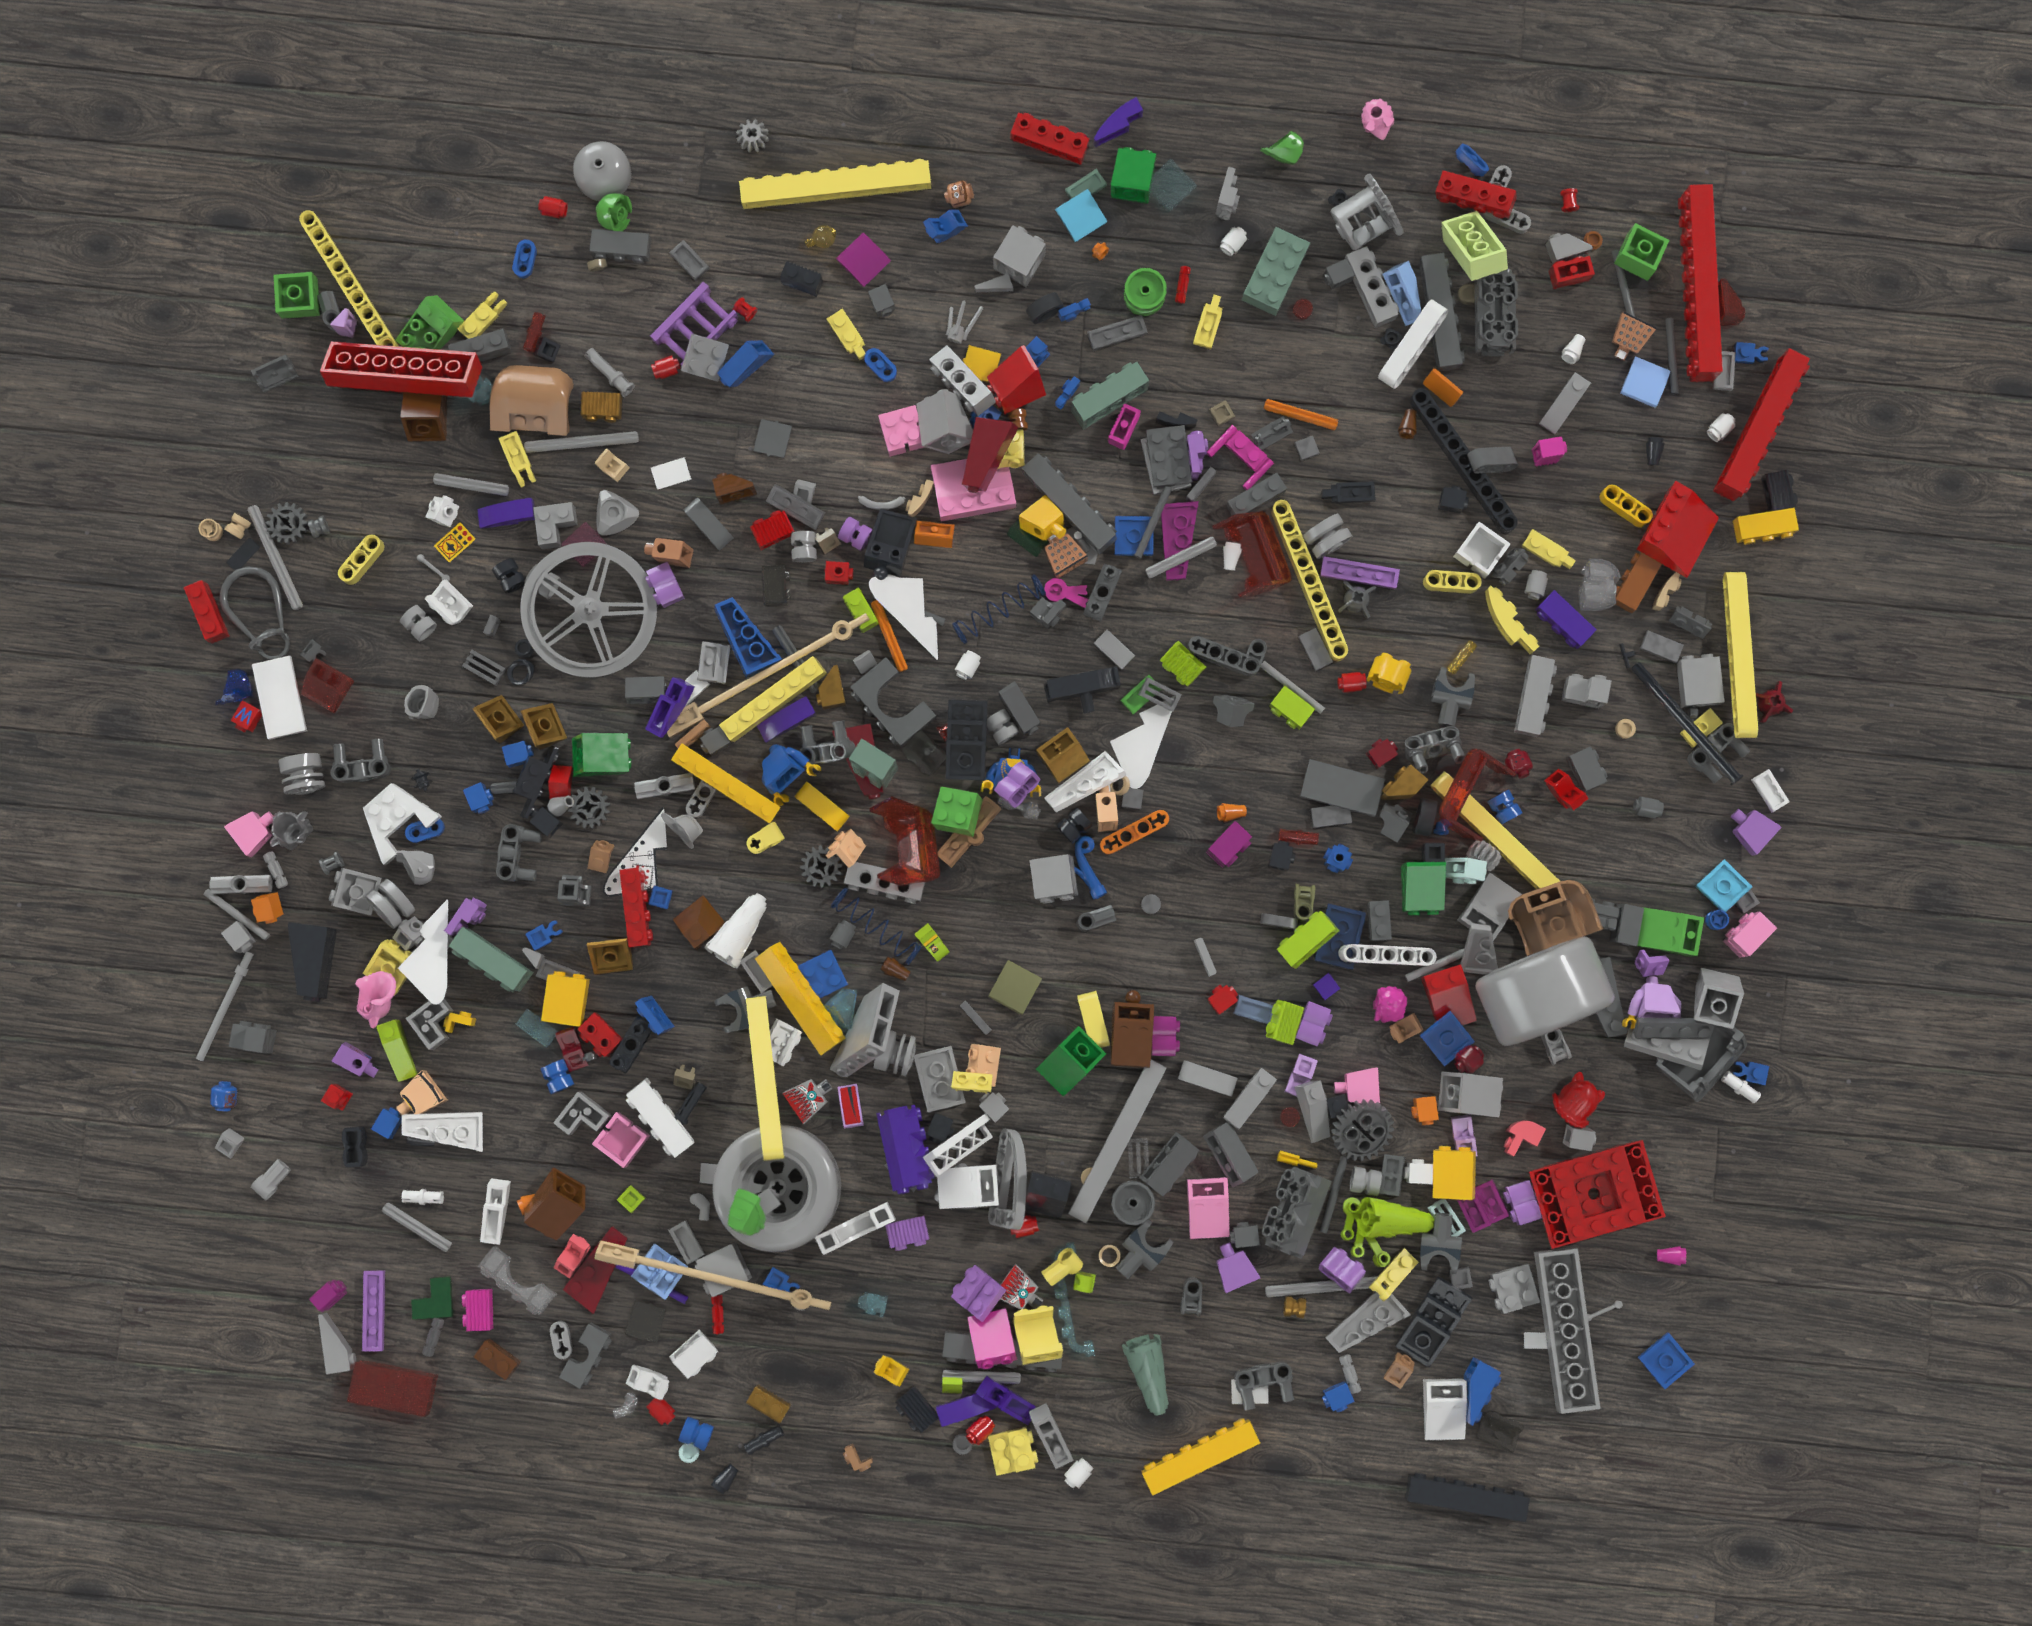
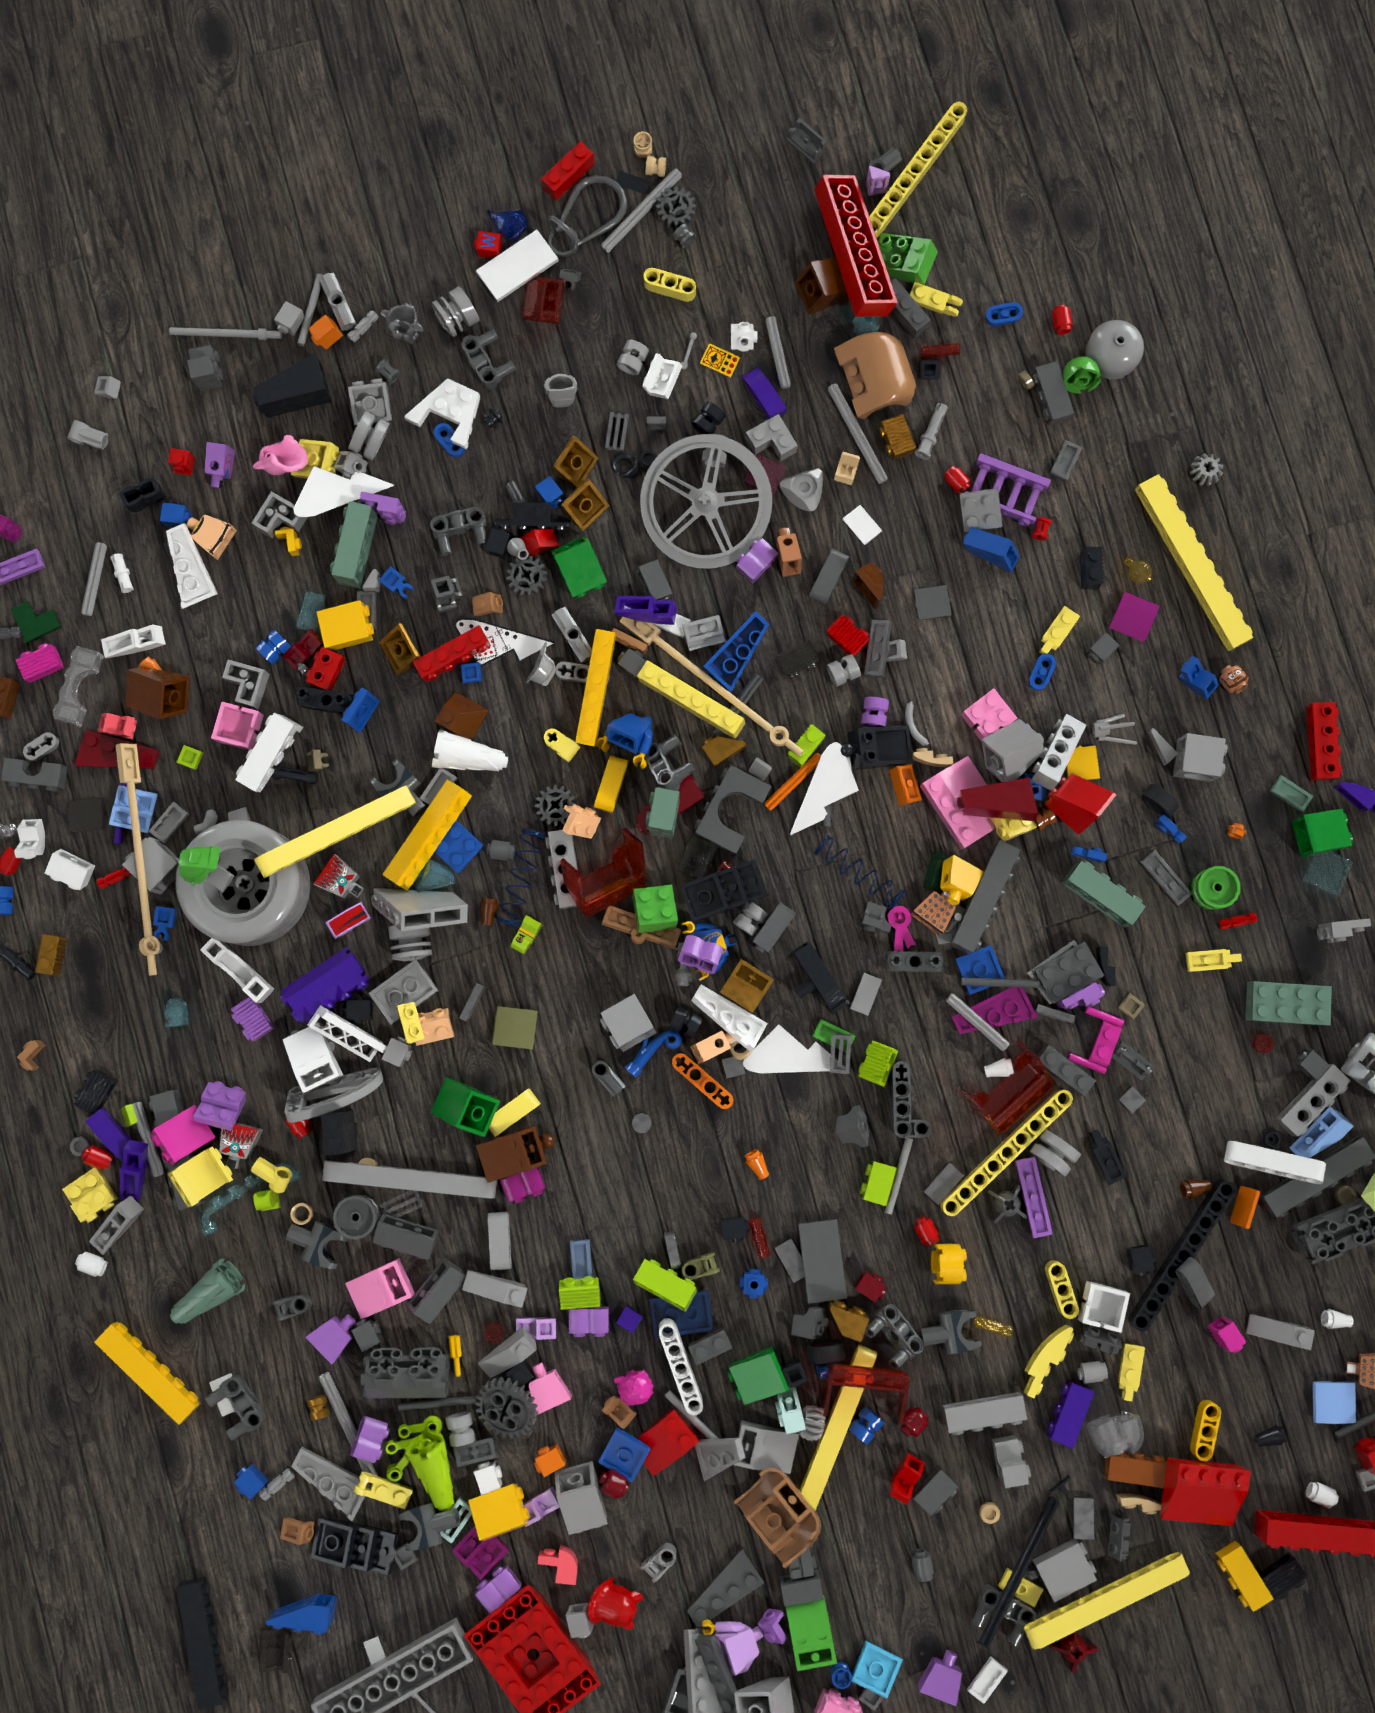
camera: 70 degrees right, 0 degrees up
(223, 1096) = (144, 364): blue head -> none
(251, 831) = (387, 290): bright pink torso -> none
(296, 295) = (885, 129): bright green brick -> none
(397, 1049) = (244, 496): lime slope -> none
(418, 865) = (414, 448): light grey helmet -> none
(479, 798) = (496, 475): blue brick -> none
(516, 456) = (819, 382): light yellow hinge -> none
(783, 1040) = (382, 834): white bracket -> none
(786, 719) = (678, 719): dark purple slope -> none
(827, 540) = (858, 690): dark tan tile -> none
(838, 573) = (832, 711): red brick -> none
(891, 1370) = (121, 1054): yellow bracket -> none
(967, 665) = (795, 864): white brick -> none
(1038, 351) = (1115, 811): blue brick -> none
(1081, 215) = (1262, 799): medium azure tile -> none
(1124, 426) = (1079, 919): dark pink brick -> none
(1205, 957) = (611, 1194): light grey tile -> none
(1222, 998) = (579, 1225): red brick -> none
(1228, 844) = (725, 1175): magenta piece -> none
(1233, 241) = (1300, 952): white brick -> none
(1300, 414) = (1161, 1081): orange axle -> none
(1444, 1408) = (277, 1588): white slope -> none
(1513, 1288) = (414, 1611): light grey plate -> none
(1545, 991) = (701, 1538): light grey wheel -> none

